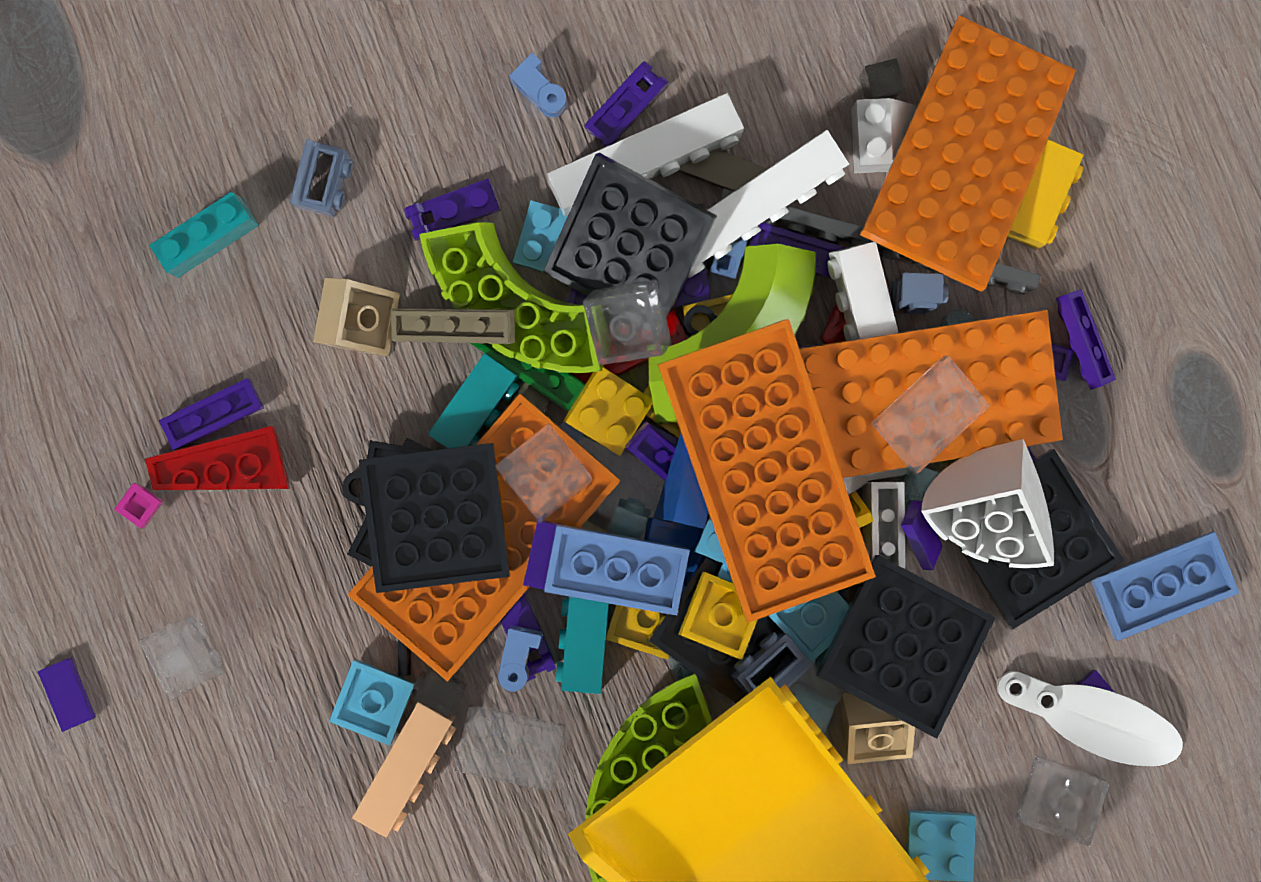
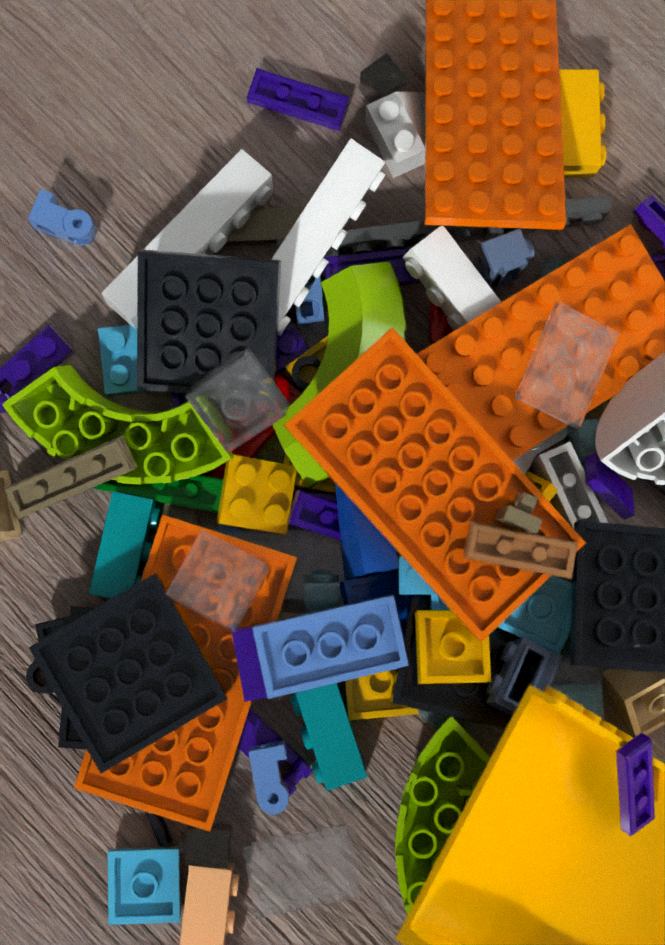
camera: 25 degrees left, 5 degrees down
(625, 105) = (151, 202): dark purple plate -> none
(798, 63) = (298, 99): none -> dark purple tile
(815, 559) = (520, 550): none -> medium nougat tile
(827, 799) = (635, 784): none -> dark purple tile
(828, 528) = (520, 514): none -> dark tan tile

